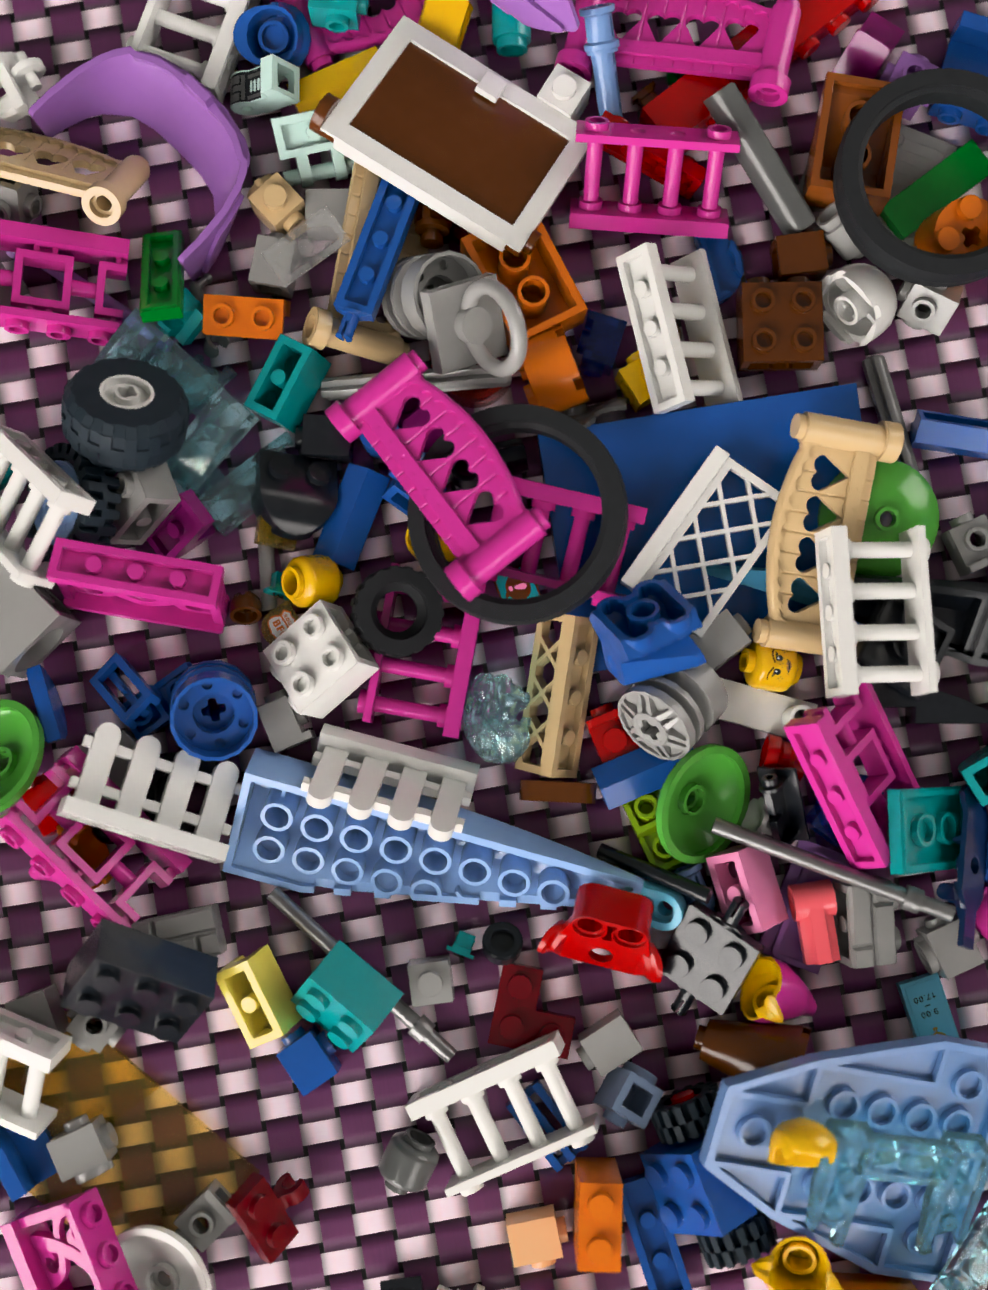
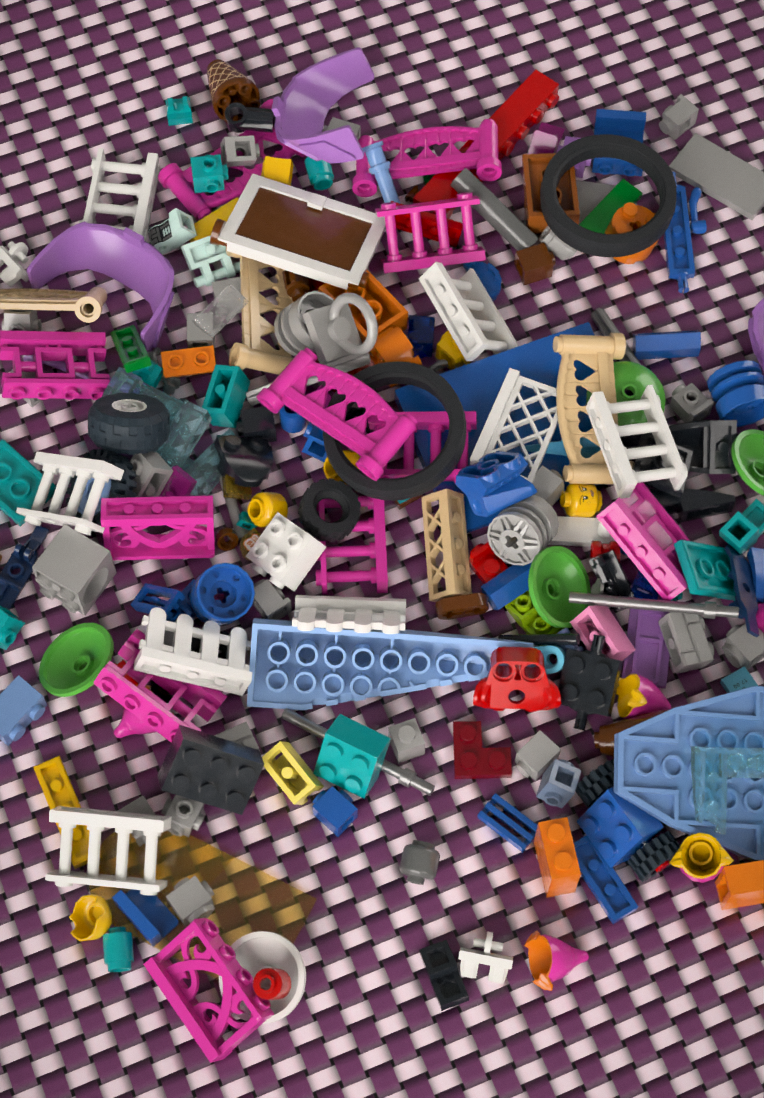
camera: 15 degrees left, 20 degrees down
(47, 704) = (105, 619): blue tile -> none
(210, 1205) = (293, 917): light grey brick -> none
(263, 1214) = (328, 916): dark red plate -> none
(273, 30) = (168, 197): blue piece -> none
(276, 203) = (193, 295): tan brick -> none
(352, 517) = (286, 466): blue piece -> none
(374, 258) = (266, 307): blue plate -> none
(462, 945) = (422, 719): teal piece -> none
(492, 719) = (408, 568): clear light blue hair -> none
(502, 943) = (448, 710): black tile -> none
(505, 1072) = (449, 802): white fence -> none
(536, 1236) = (520, 893): light nougat brick -> none
(566, 92) = (363, 197): white brick -> none
(779, 325) = (532, 302): reddish brown brick -> none
(801, 1143) = (677, 759): yellow hair -> none
(814, 909) = (650, 638): coral piece -> none
(858, 303) = (577, 280): white cylinder -> none
(927, 306) = (617, 279): light grey brick -> none

